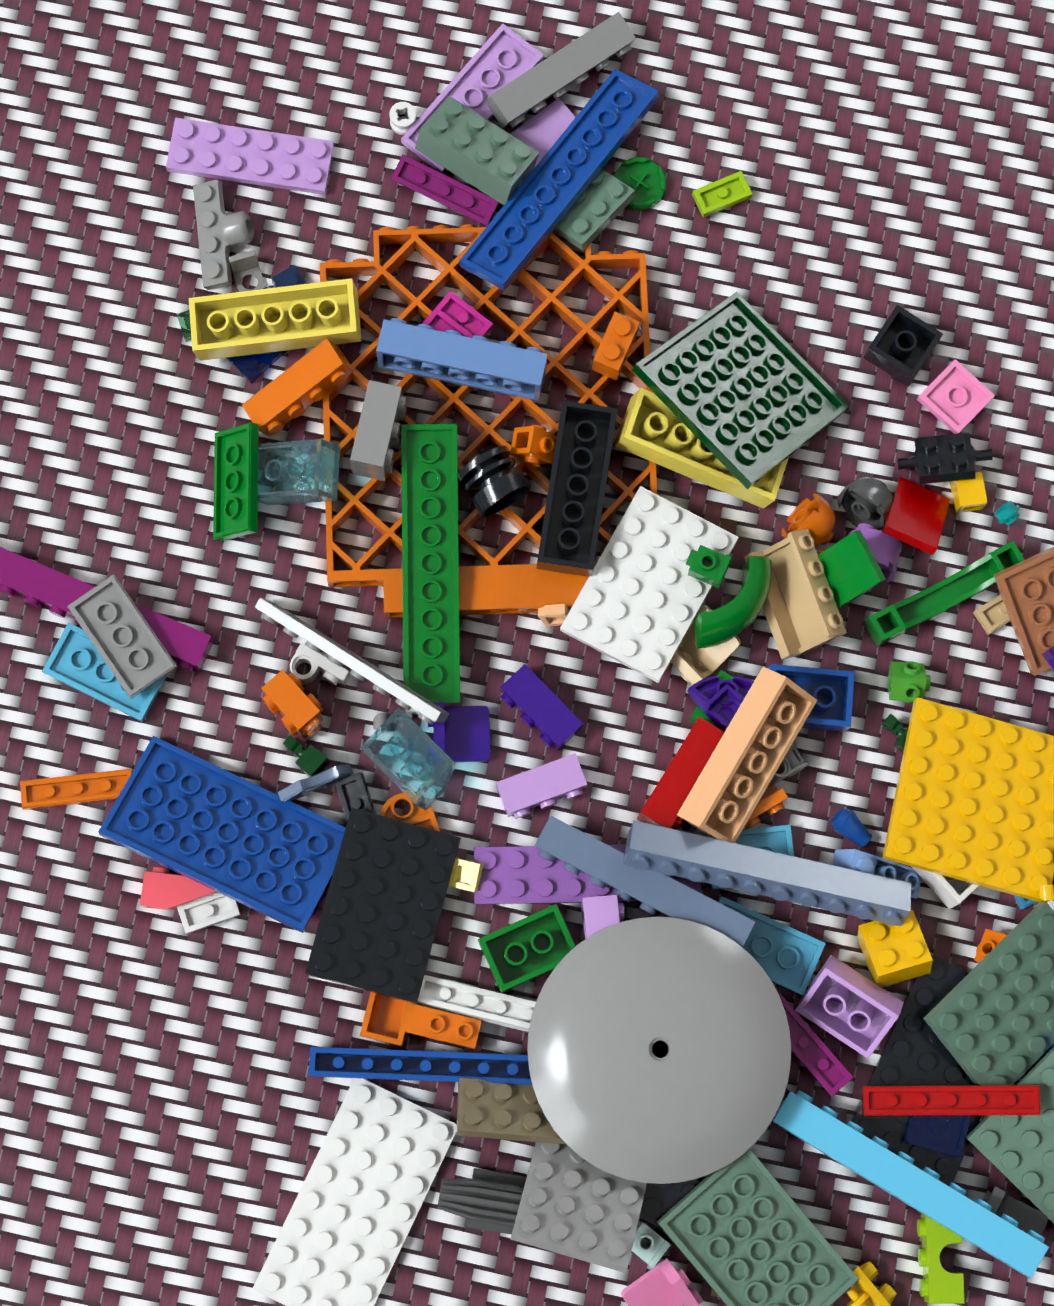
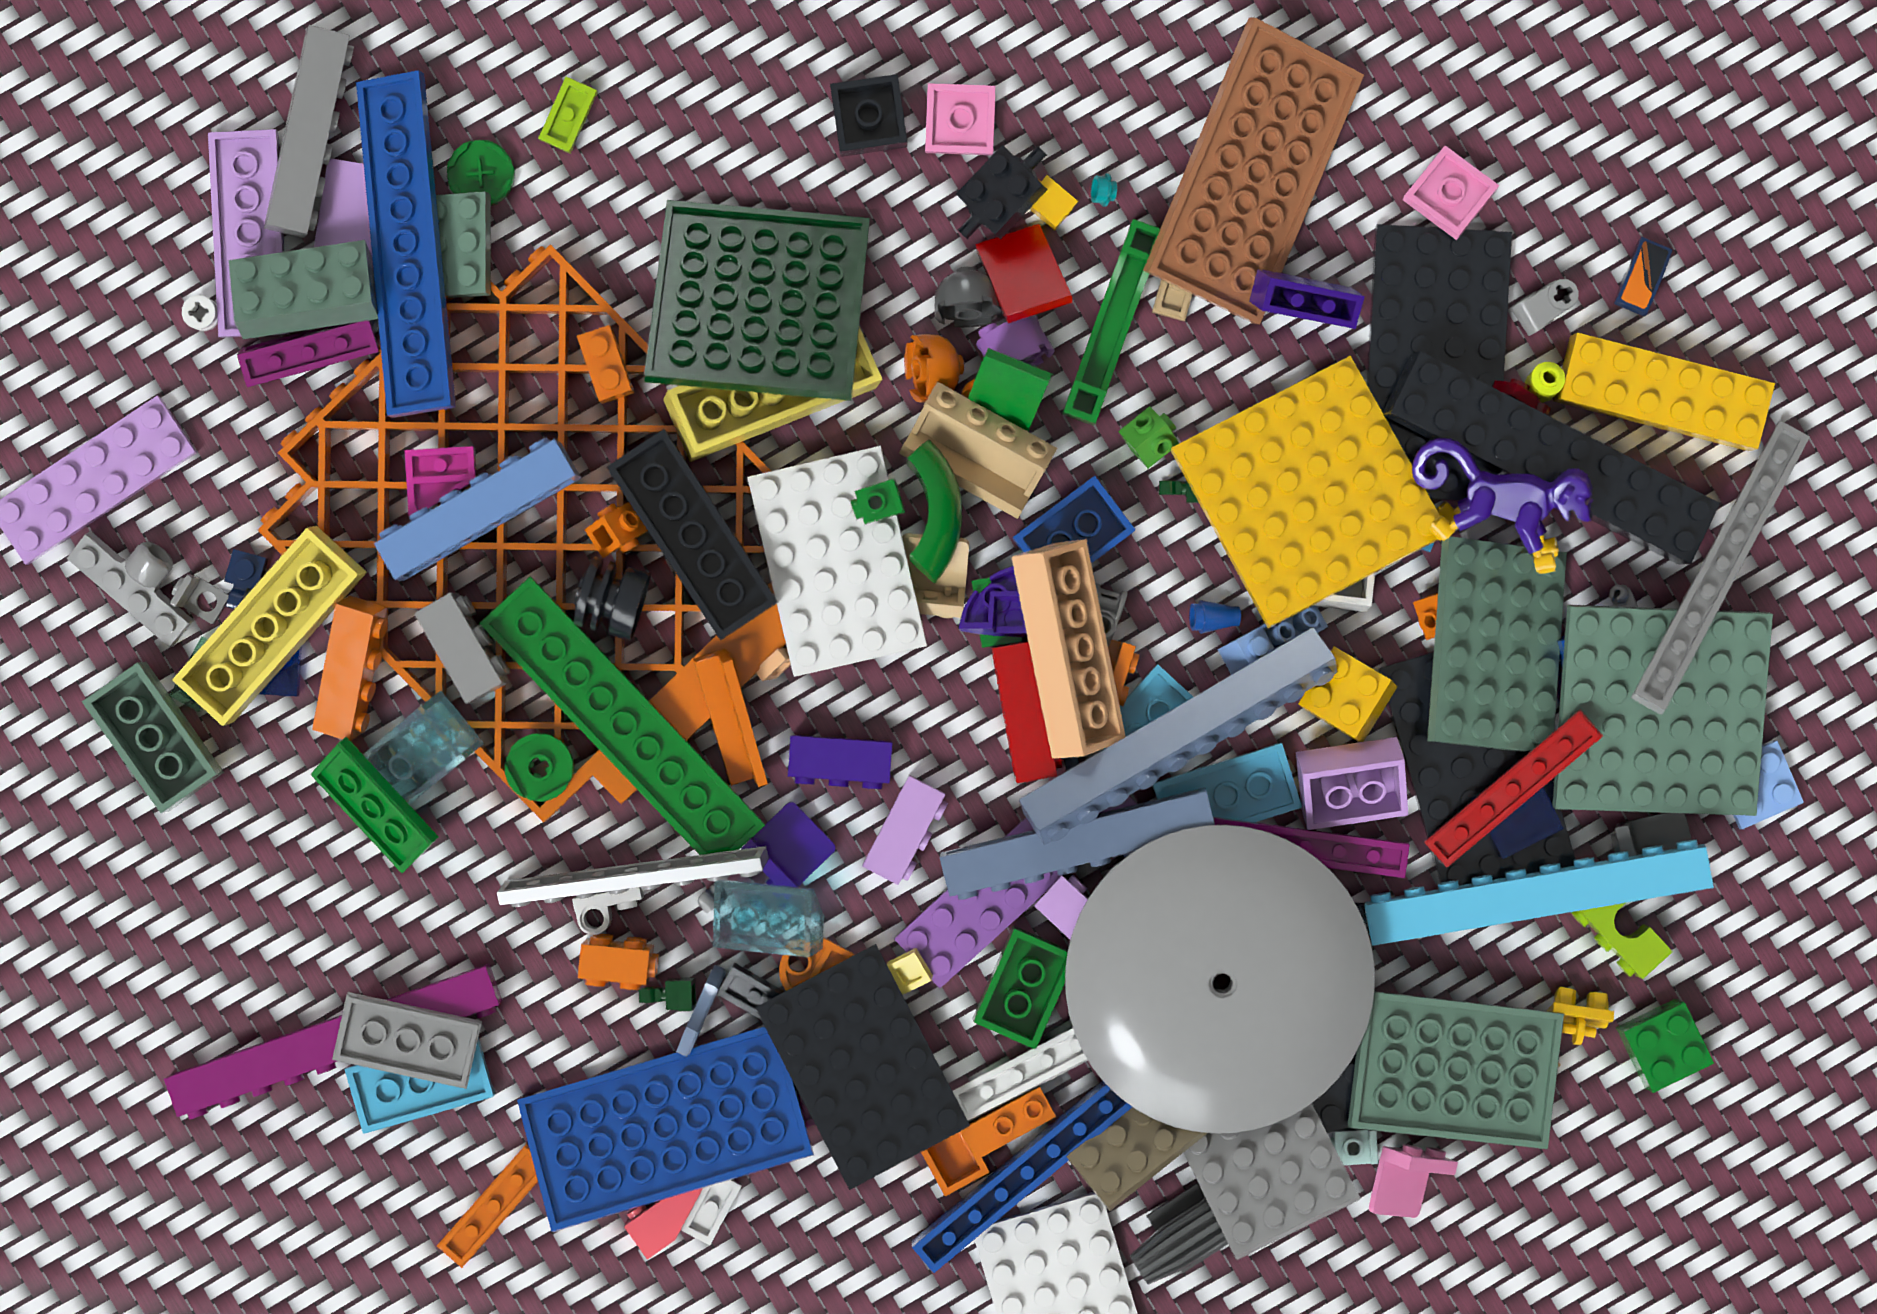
camera: 45 degrees left, 10 degrees up
(144, 327) = (153, 737): none -> sand green brick
(347, 531) = (521, 760): none -> green plate
(497, 620) = (729, 718): none -> orange fence

